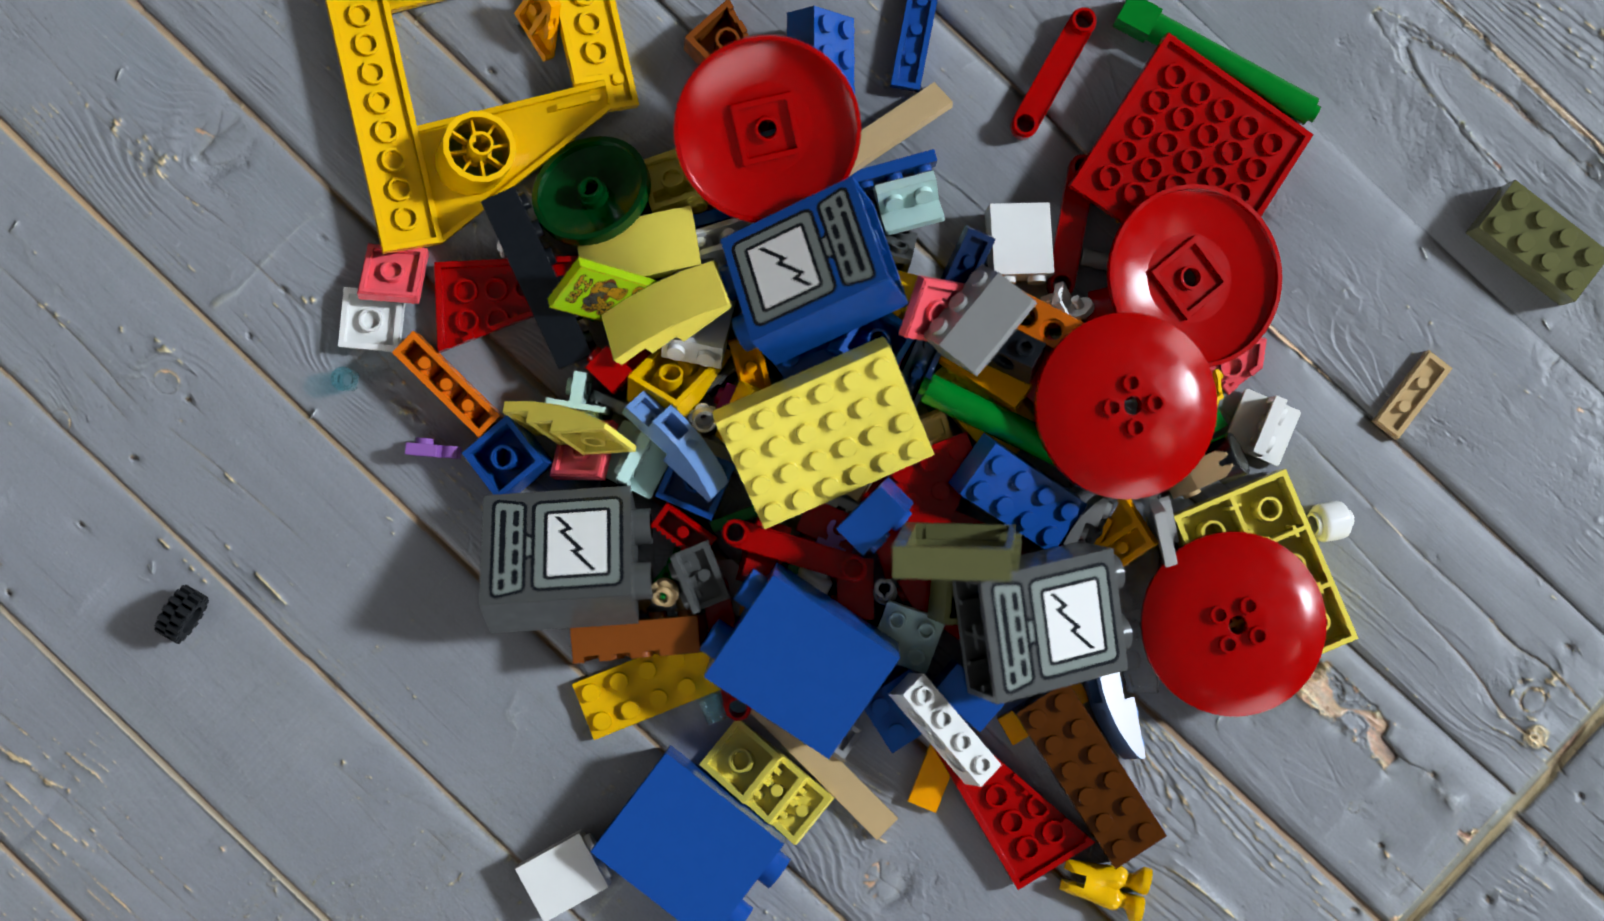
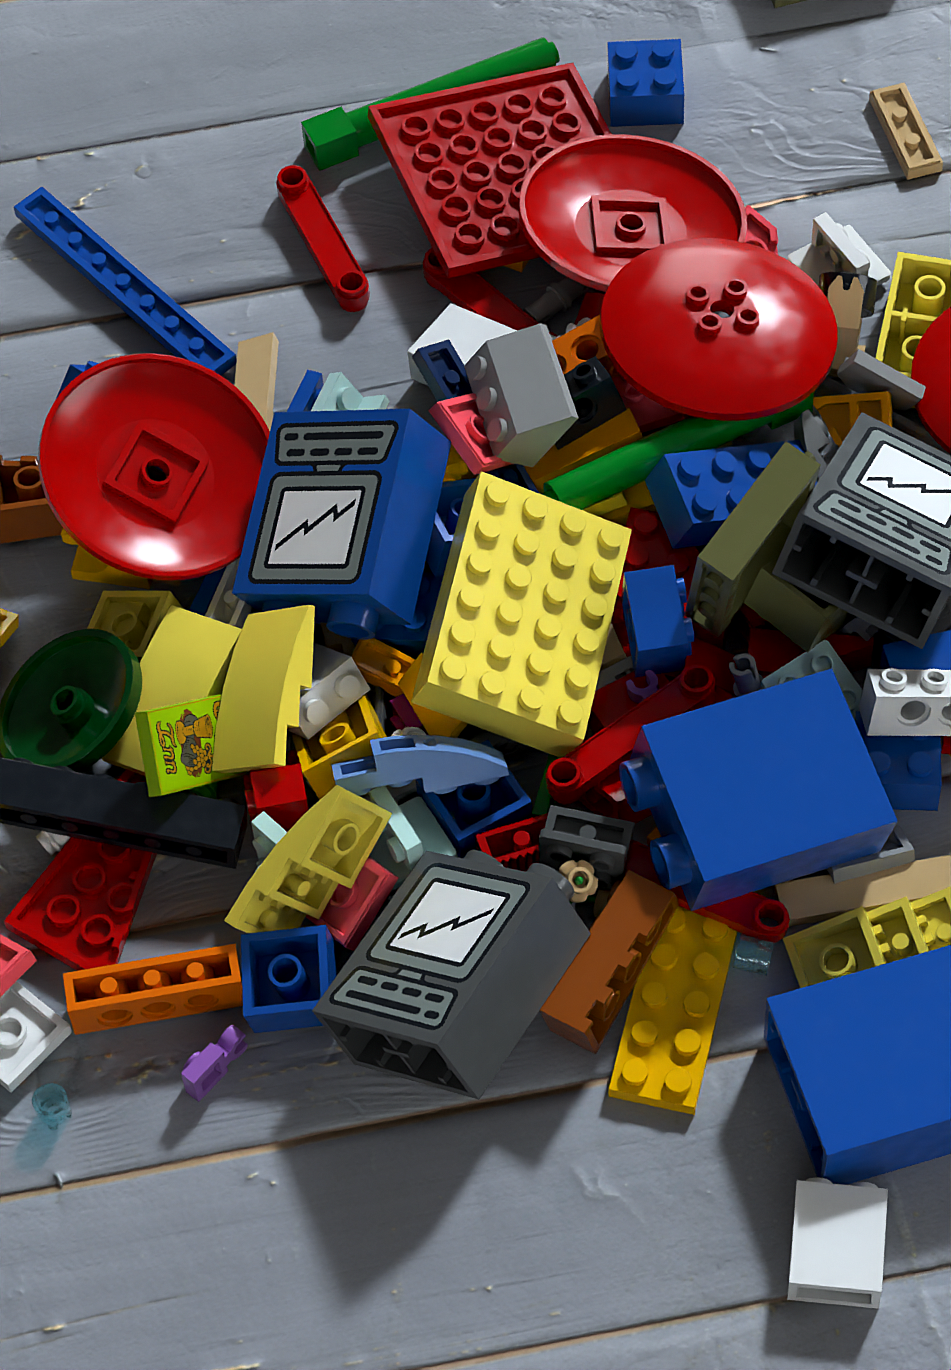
camera: 50 degrees left, 30 degrees down
(1329, 196) = (645, 82): none -> blue brick

